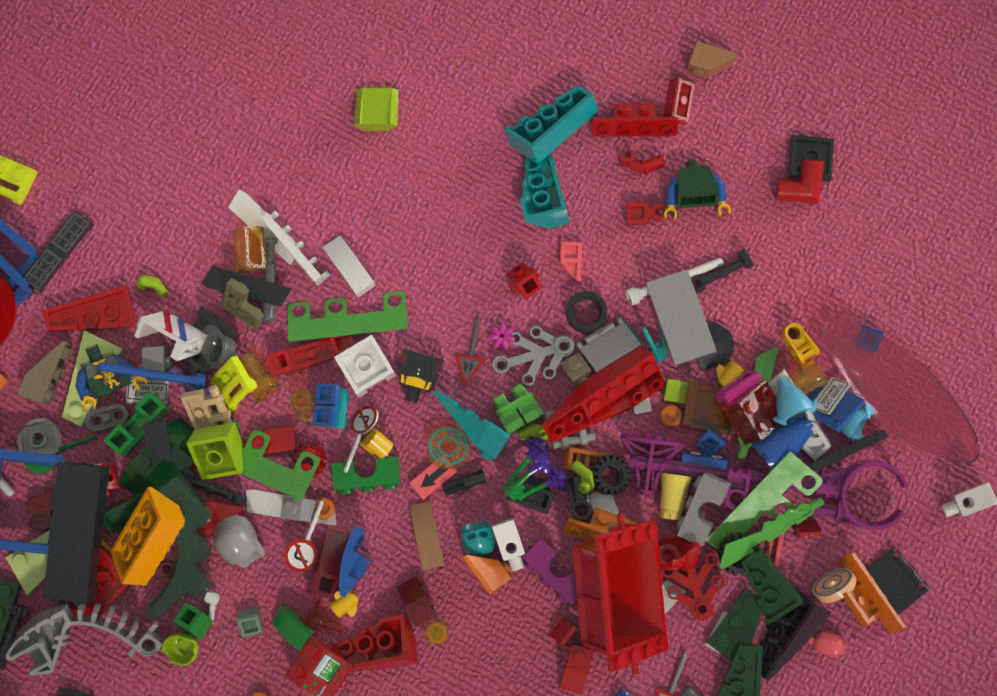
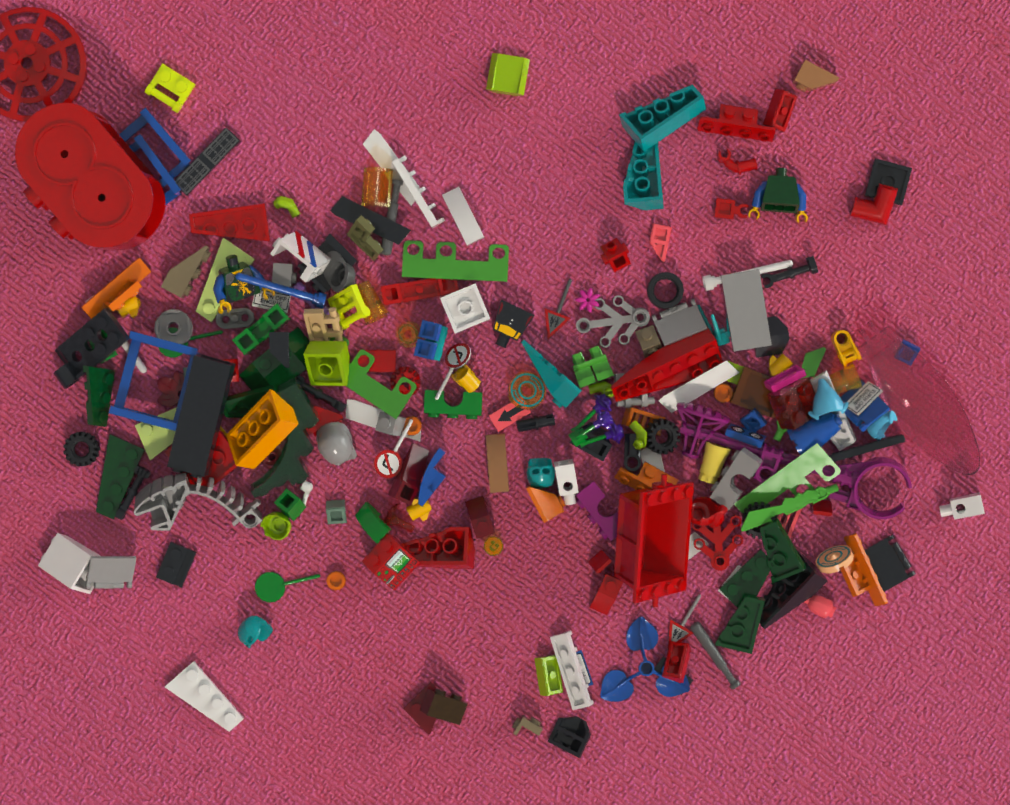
camera: 10 degrees right, 10 degrees up
(642, 412) = (698, 386): none -> white sticker

